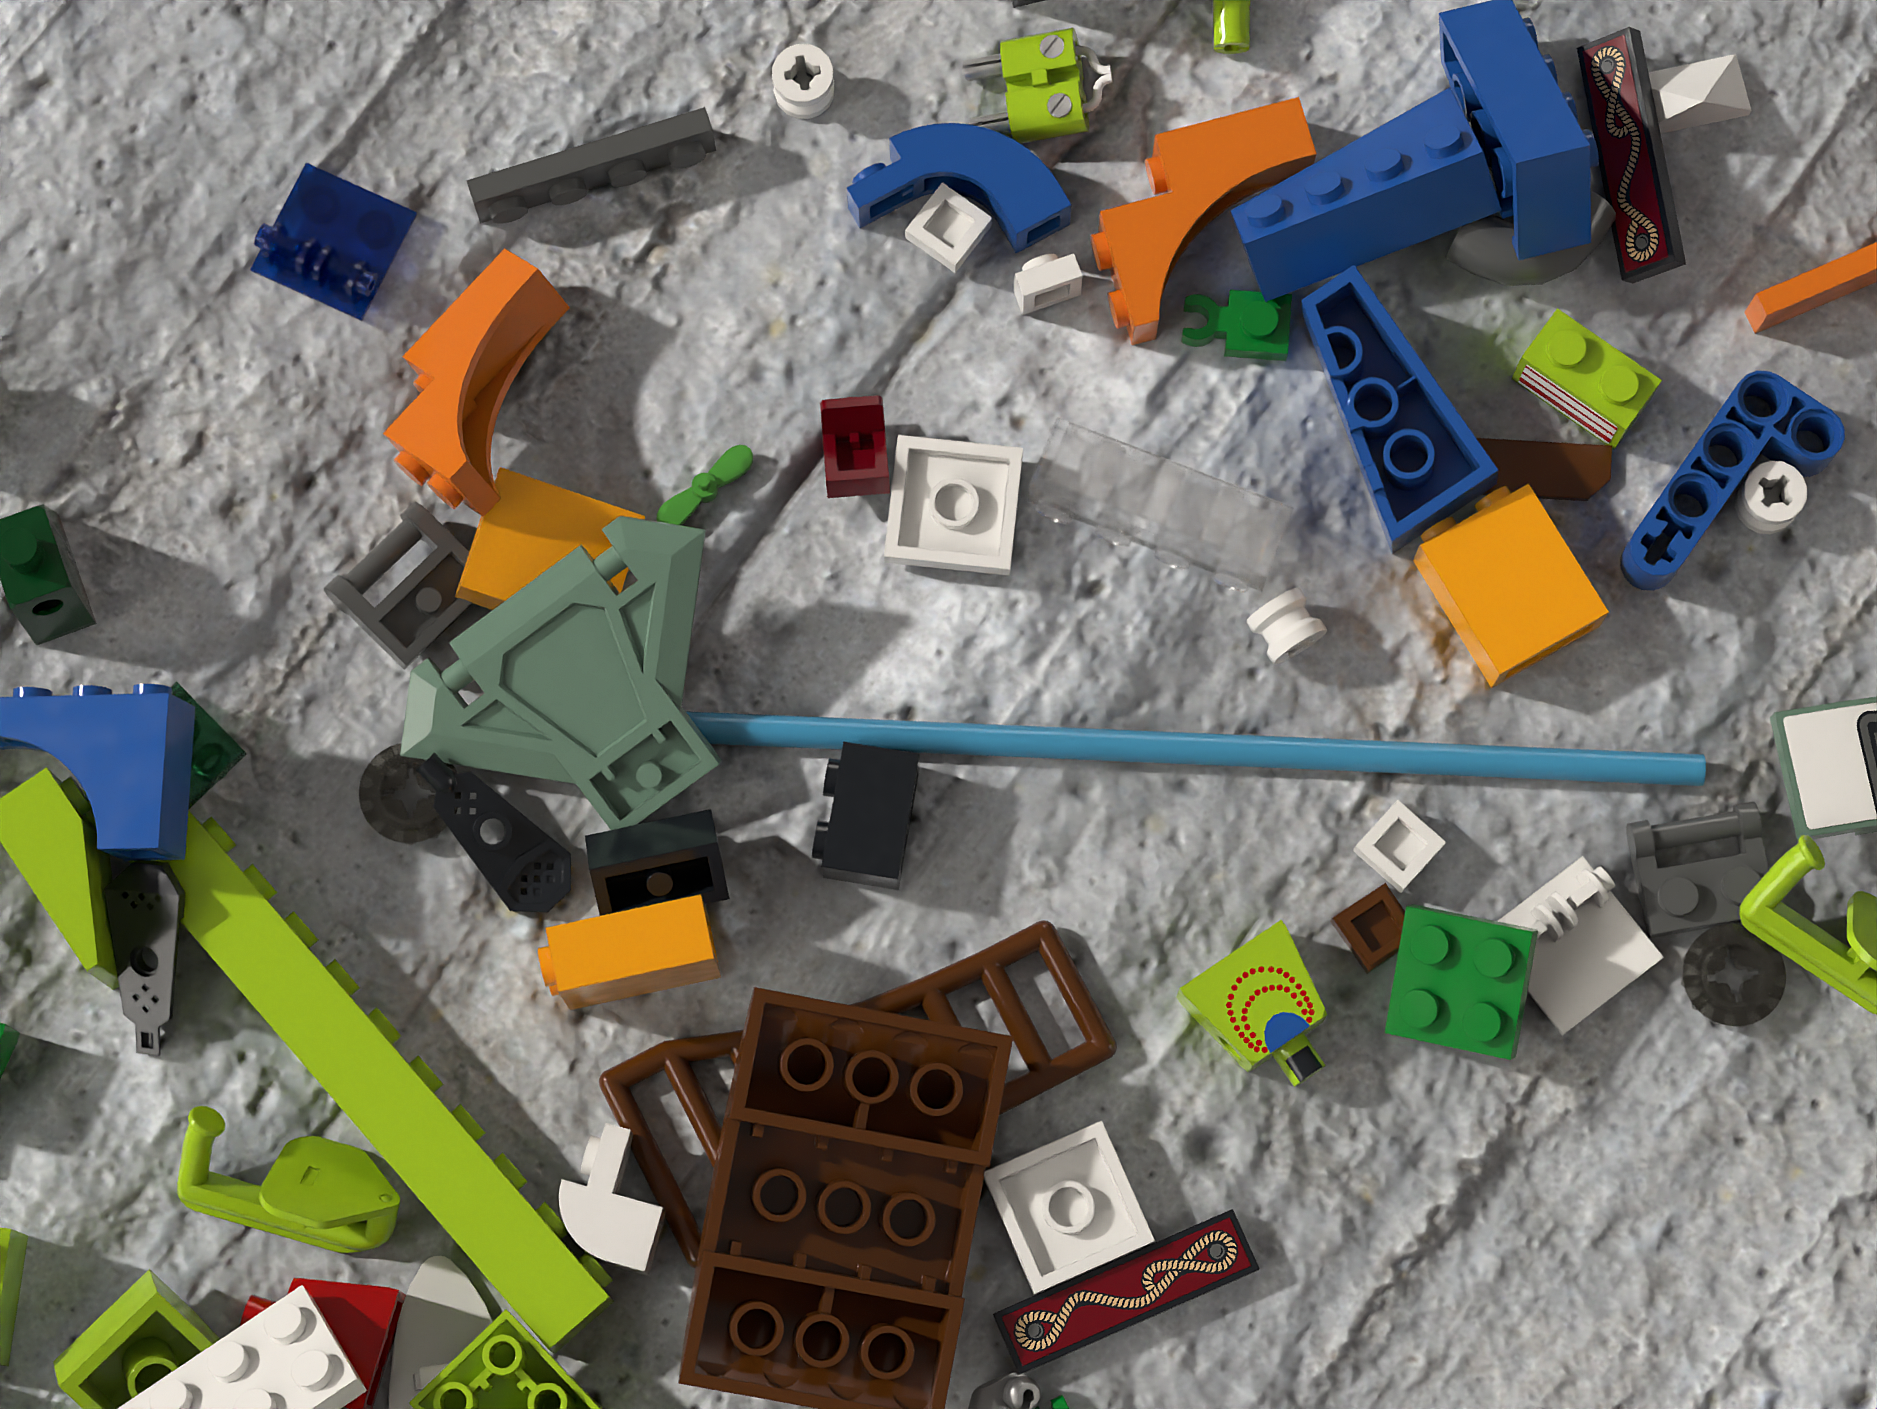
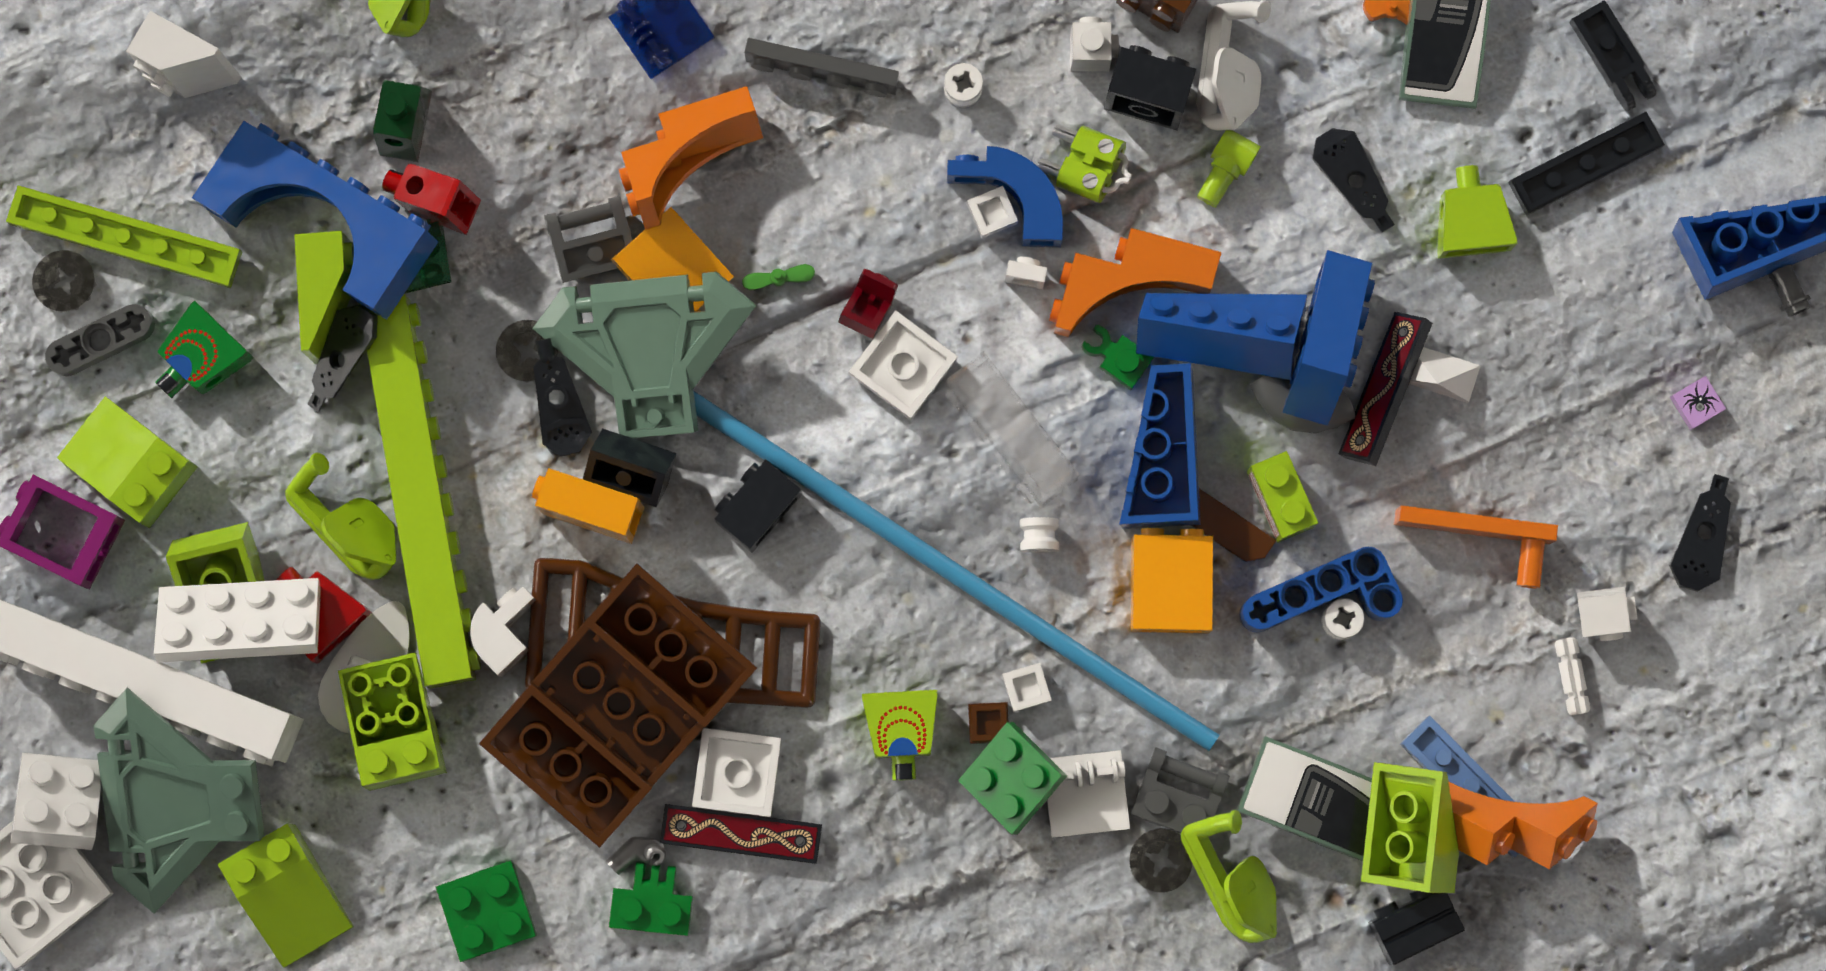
camera: 30 degrees right, 5 degrees up
(149, 647) = (433, 196): none -> red torso

